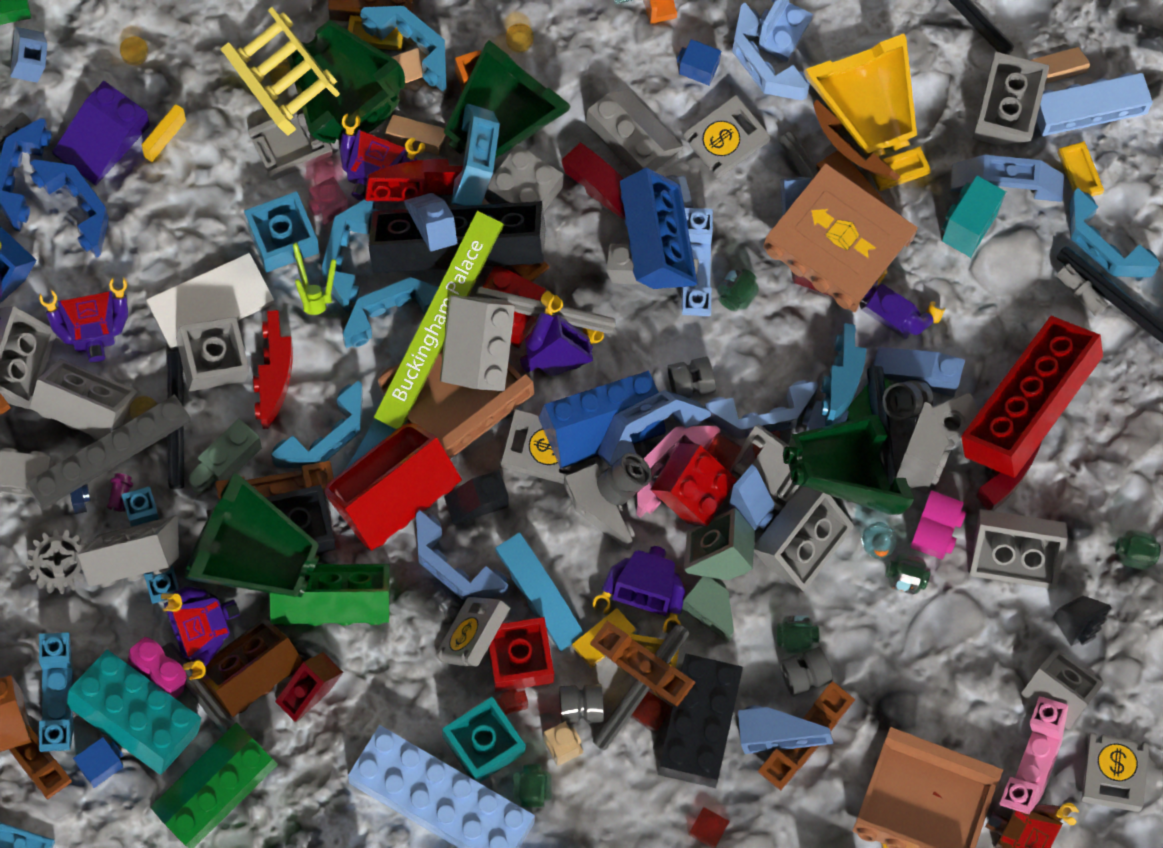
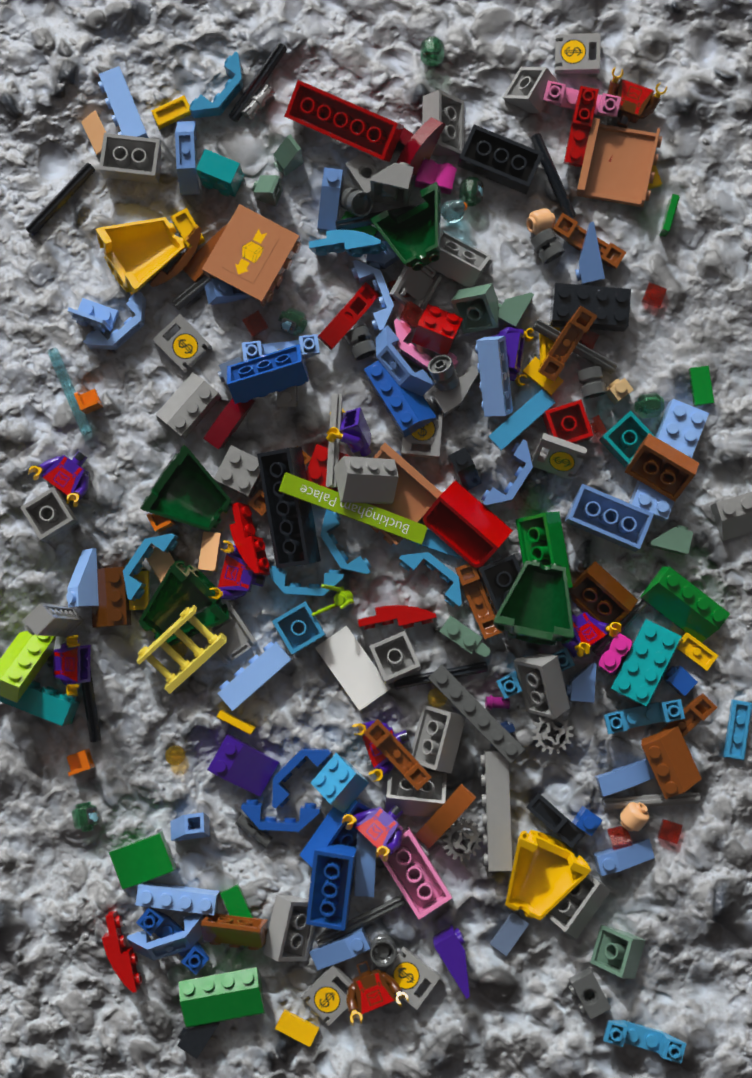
camera: 90 degrees left, 15 degrees up
(48, 251) = (339, 783): none -> dark azure brick
(73, 332) = (397, 754): none -> dark orange slope
(118, 617) = (582, 685): none -> medium blue slope
(137, 796) = (697, 651): none -> yellow plate
(223, 164) = (259, 671): none -> light blue brick
(309, 685) = (607, 555): dark red slope -> none
(315, 789) = (673, 540): none -> sand green slope
(327, 200) = (270, 601): clear pink brick -> none
(365, 691) = (609, 518): none -> medium blue slope
(428, 770) = (662, 467): none -> dark orange slope
(433, 220) = (284, 523): medium blue slope -> none
(479, 157) = (226, 500): dark azure slope -> none
(519, 37) = (127, 492): clear yellow tile -> none
(608, 552) = (494, 376): none -> light blue brick
(699, 62) = (130, 368): blue brick -> none
(734, 364) = (348, 316): none -> red slope
(742, 238) = (255, 323): none -> clear red plate
(752, 499) = (442, 293): medium blue slope -> none
(797, 634) = (522, 254): clear green head -> none
(848, 669) = (540, 220): none -> light nougat head
(897, 312) = (297, 211): dark purple torso -> none
(919, 703) = (553, 176): none -> black axle
(942, 282) = (268, 189): none -> sand green slope
(951, 621) = (500, 159): none -> black brick
(980, 499) = (421, 144): none -> dark red slope
(990, 316) = (288, 156): none -> sand green slope
(1012, 756) = (580, 126): none -> red slope
(1081, 619) = (488, 76): black slope -> none

